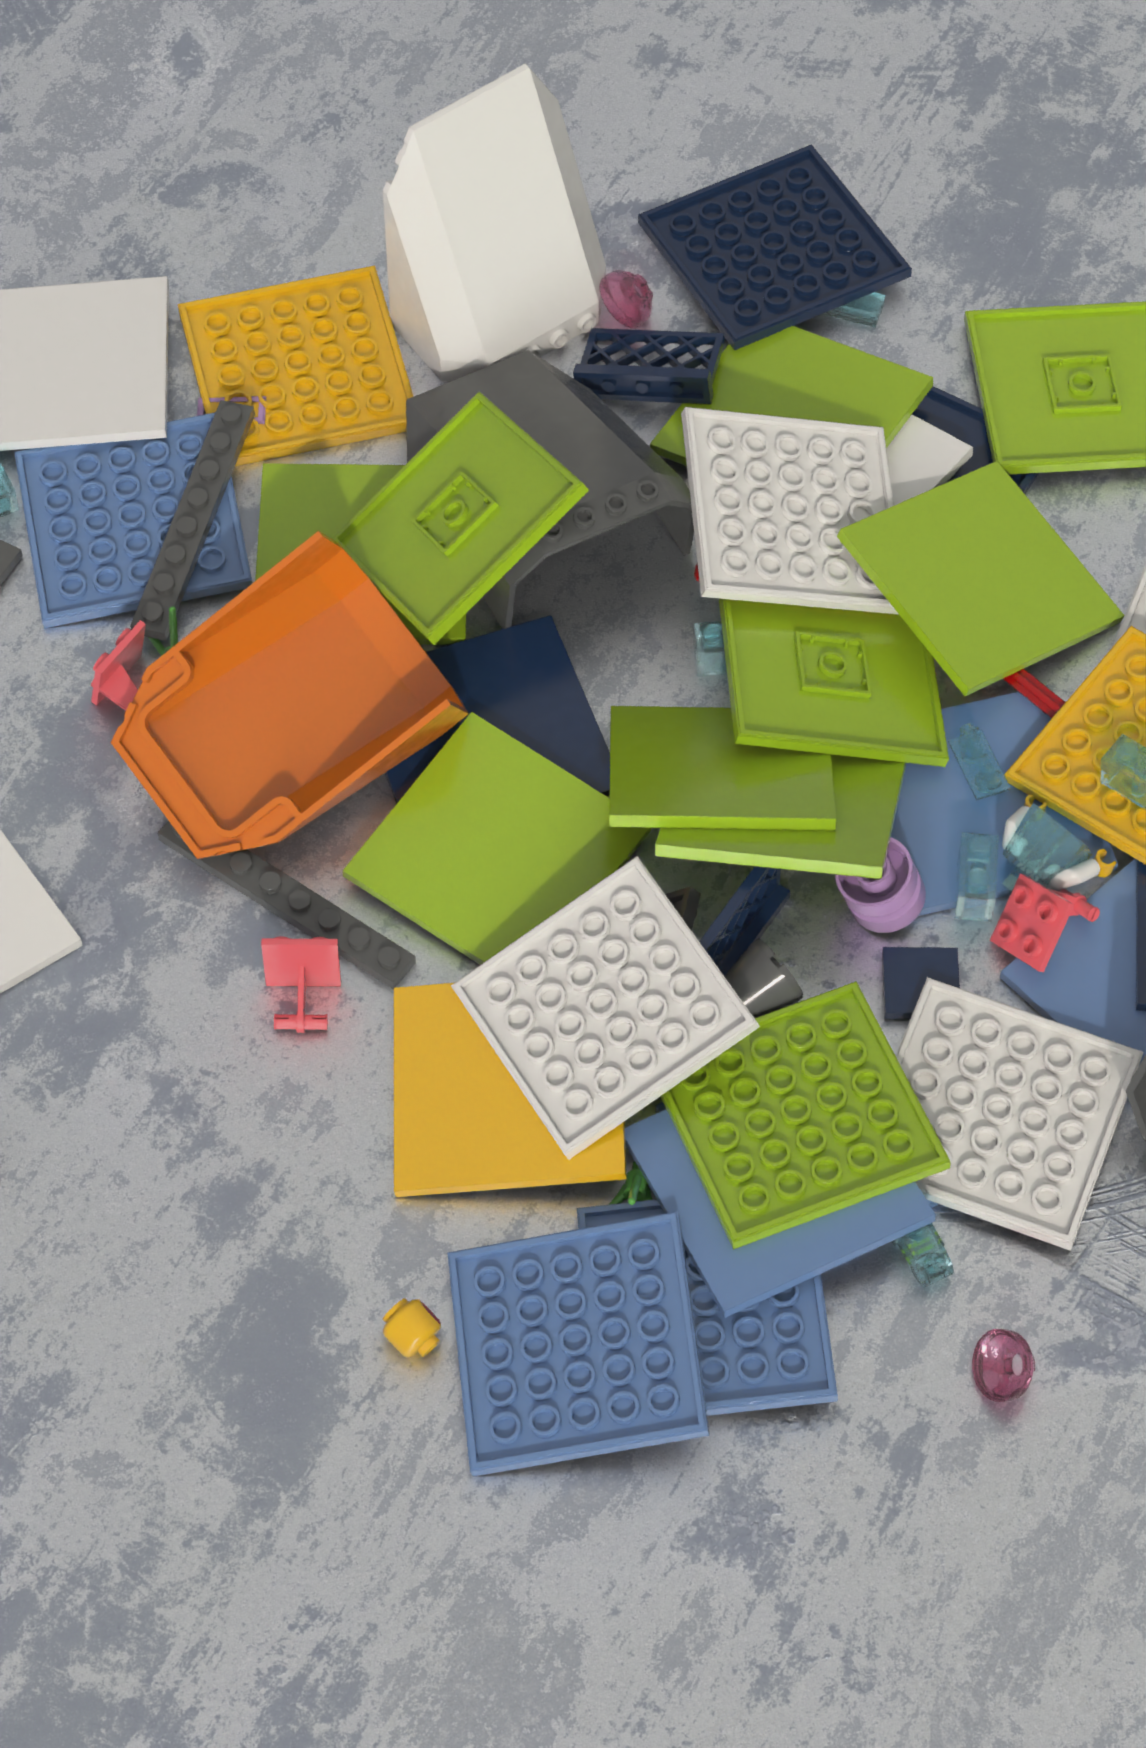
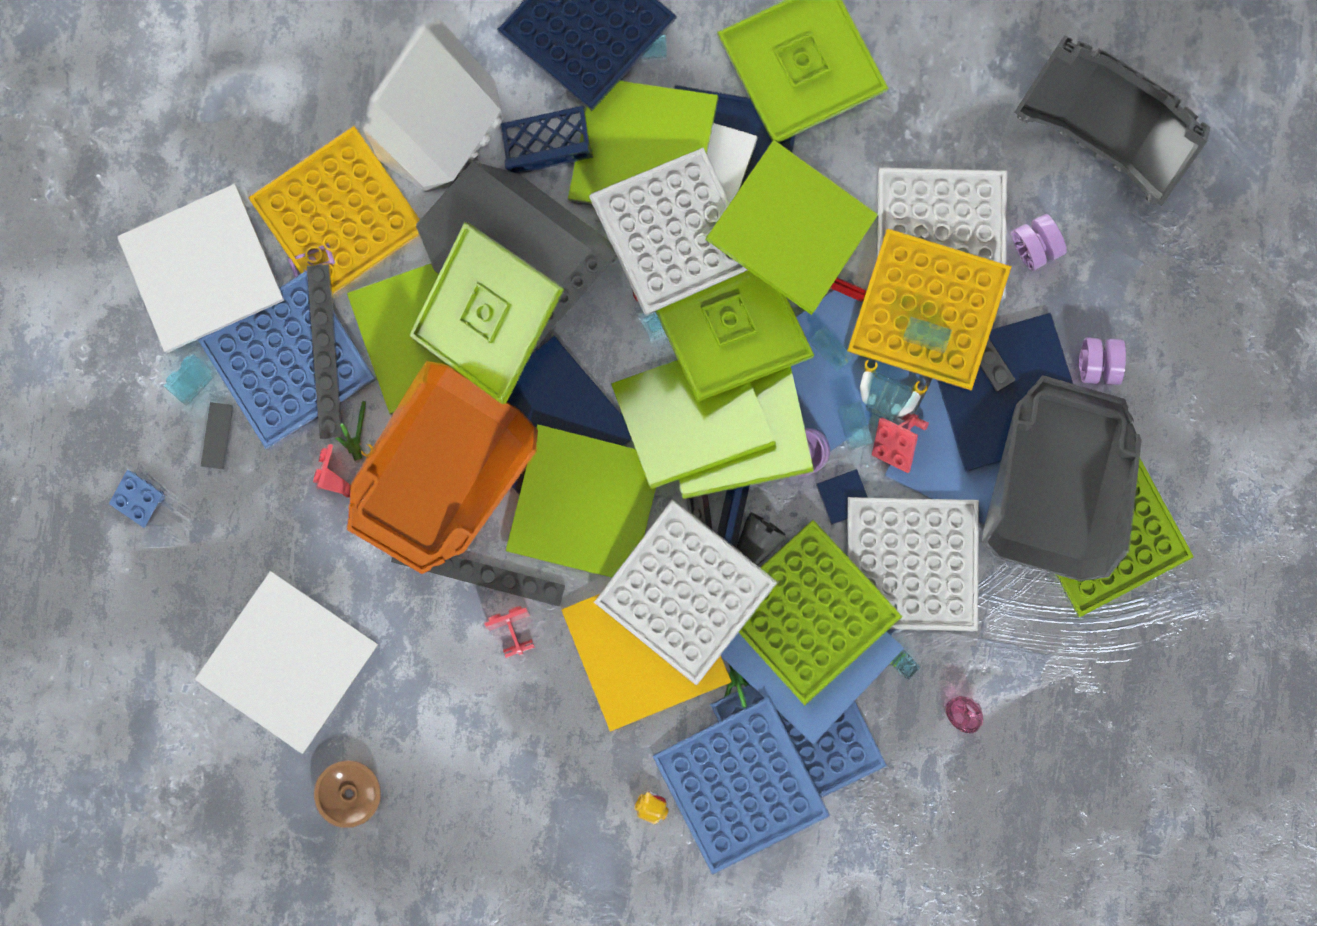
camera: 25 degrees left, 25 degrees up
(627, 297) = (511, 101): clear pink piece -> none

